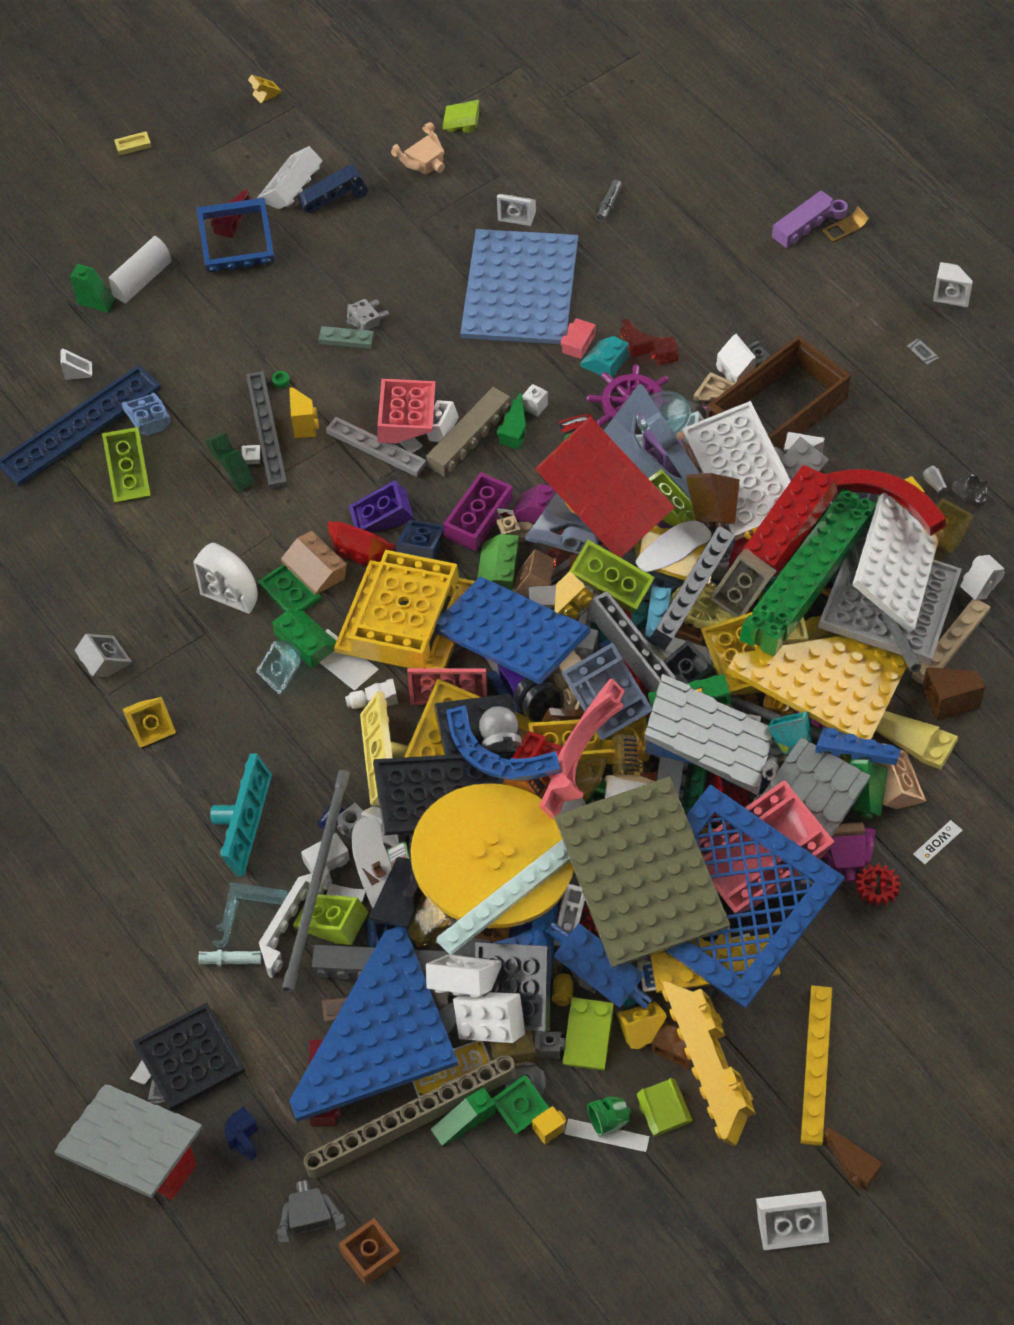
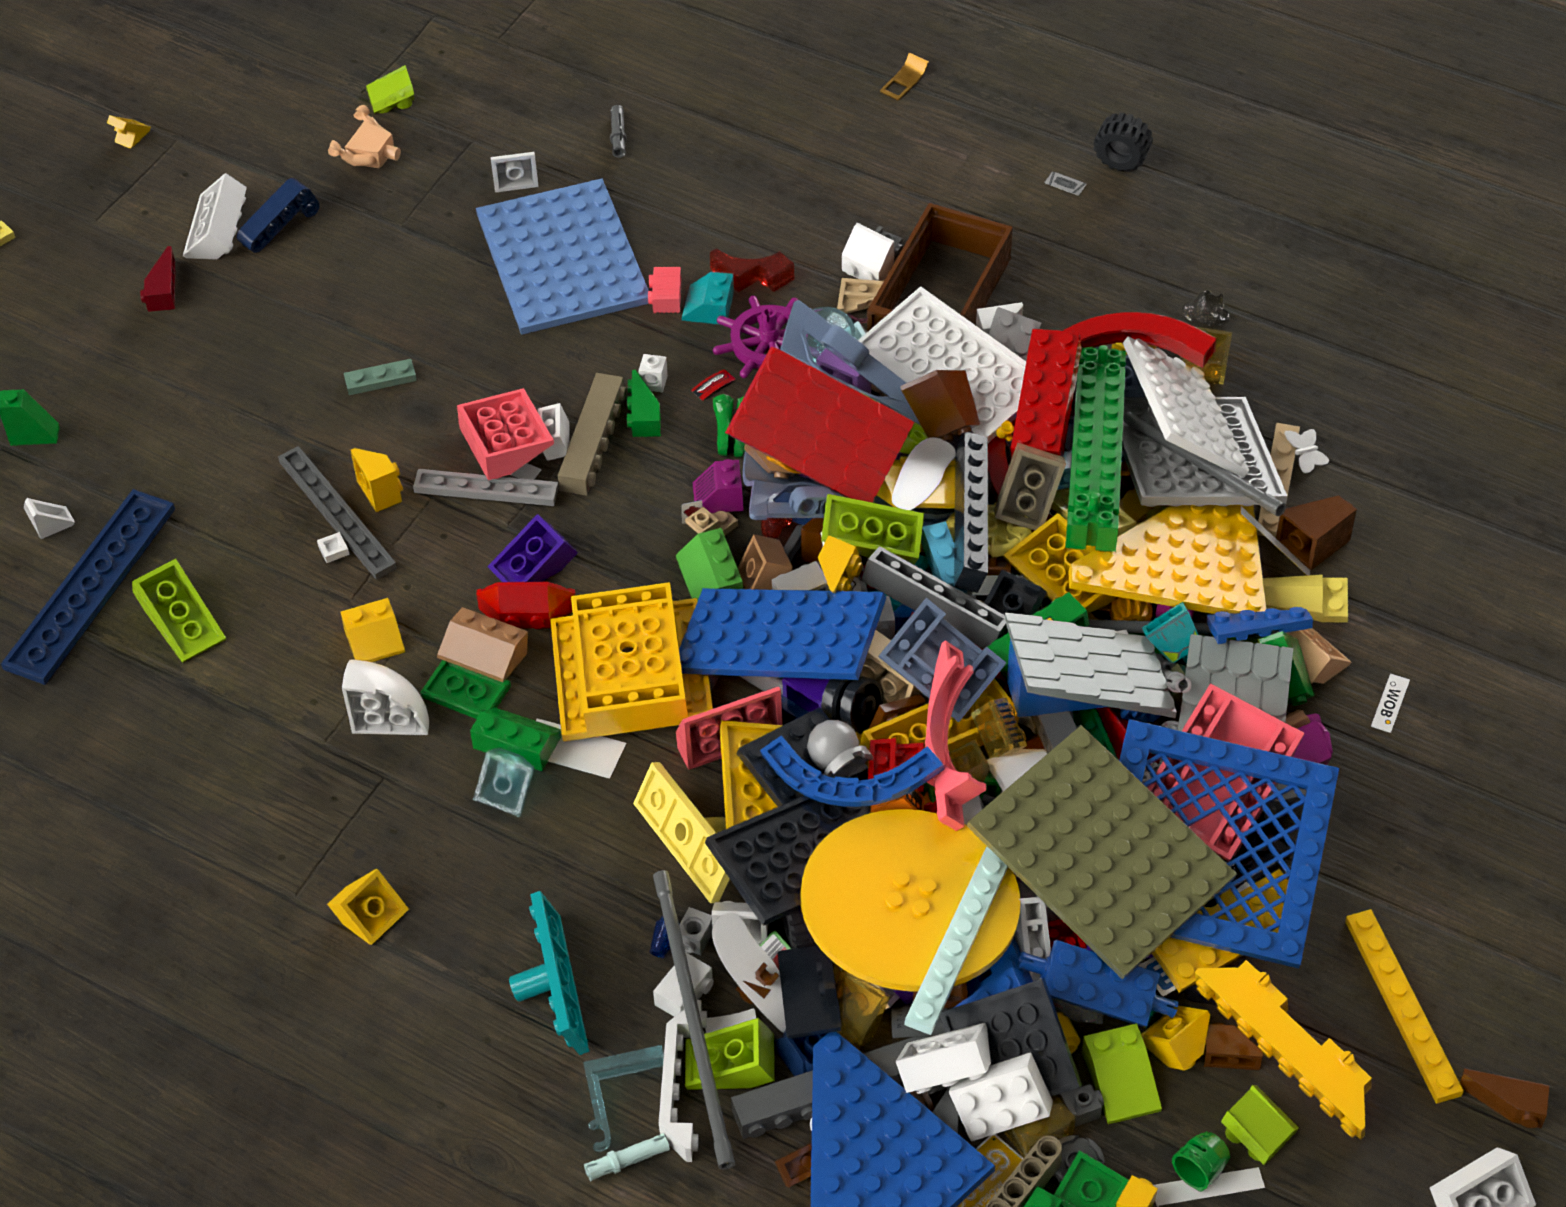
camera: 25 degrees left, 5 degrees down
(102, 655) = (264, 849): light grey slope -> none
(139, 269) = (77, 379): white brick -> none
(147, 414) = (175, 540): medium blue slope -> none
(230, 209) = (166, 271): blue window -> none
(231, 460) = (318, 560): dark green arch -> none
(246, 526) = (372, 631): none -> yellow slope
(280, 379) = (323, 450): green tile -> none
(360, 698) = (626, 783): white piece -> none
(364, 314) = (391, 344): light grey piece -> none
(421, 539) = (600, 572): dark blue slope -> none
(477, 511) = (654, 519): magenta brick -> none
(807, 217) = (858, 80): medium lavender hinge -> none
(886, 877) = (1369, 781): red gear -> none
(913, 689) = (1283, 549): none -> white sticker
(934, 478) = (1158, 307): light grey cone -> none
(952, 285) = (1064, 102): white slope -> none
(978, 333) = (1123, 142): none -> black tyre
(982, 577) = (1277, 395): white brick -> none
(986, 626) = (1306, 449): none -> white piece

